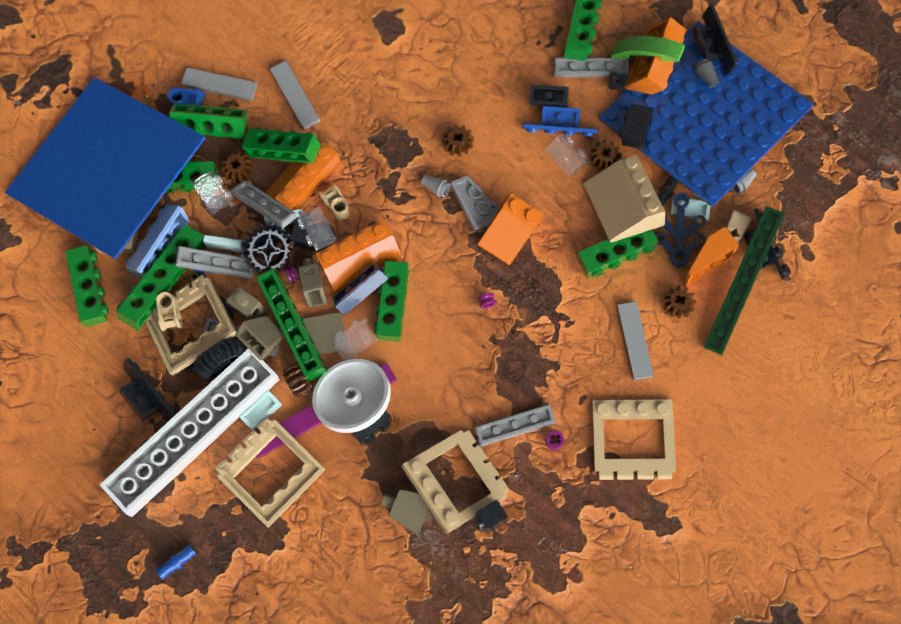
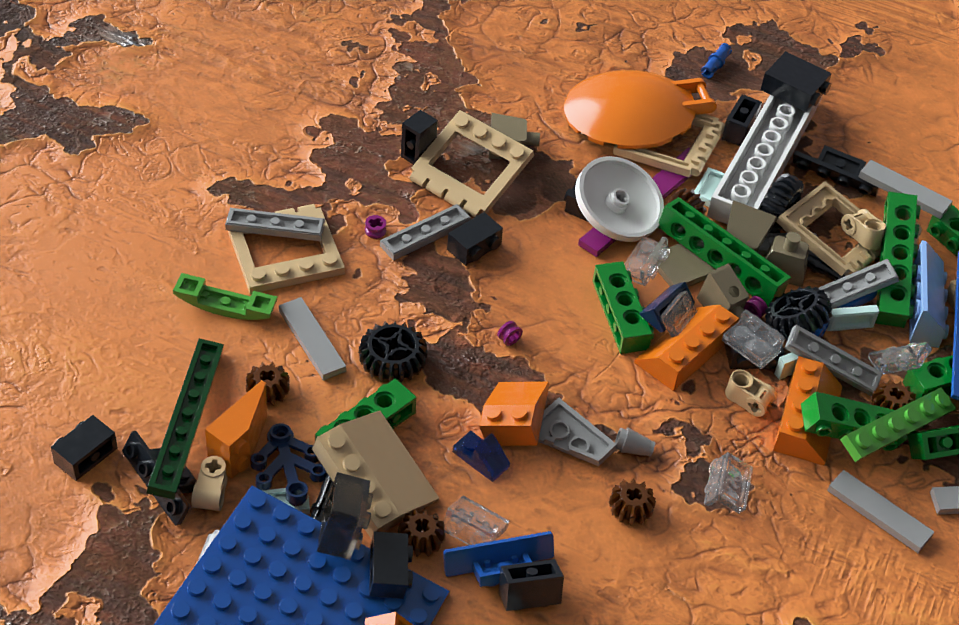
camera: 150 degrees right, 25 degrees down
(110, 343) = (894, 182): none -> light grey tile
(134, 477) = (796, 81): none -> black brick
(197, 468) = (741, 119): none -> black brick
(252, 133) = (897, 424): none -> bright green plate
(284, 515) = (635, 108): none -> orange dish
(356, 274) = (678, 313): none -> clear tile
(386, 138) = (728, 482): none -> clear bracket
(480, 399) = (474, 238): none -> black brick
(542, 201) = (482, 455): none -> clear blue slope
(569, 319) = (393, 351): none -> black gear
(638, 457) = (275, 224): none -> light grey tile
(660, 153) = (345, 516): none -> clear smoke brick
(693, 392) = (223, 302): none -> bright green slope
(817, 282) = (84, 447): none -> black brick

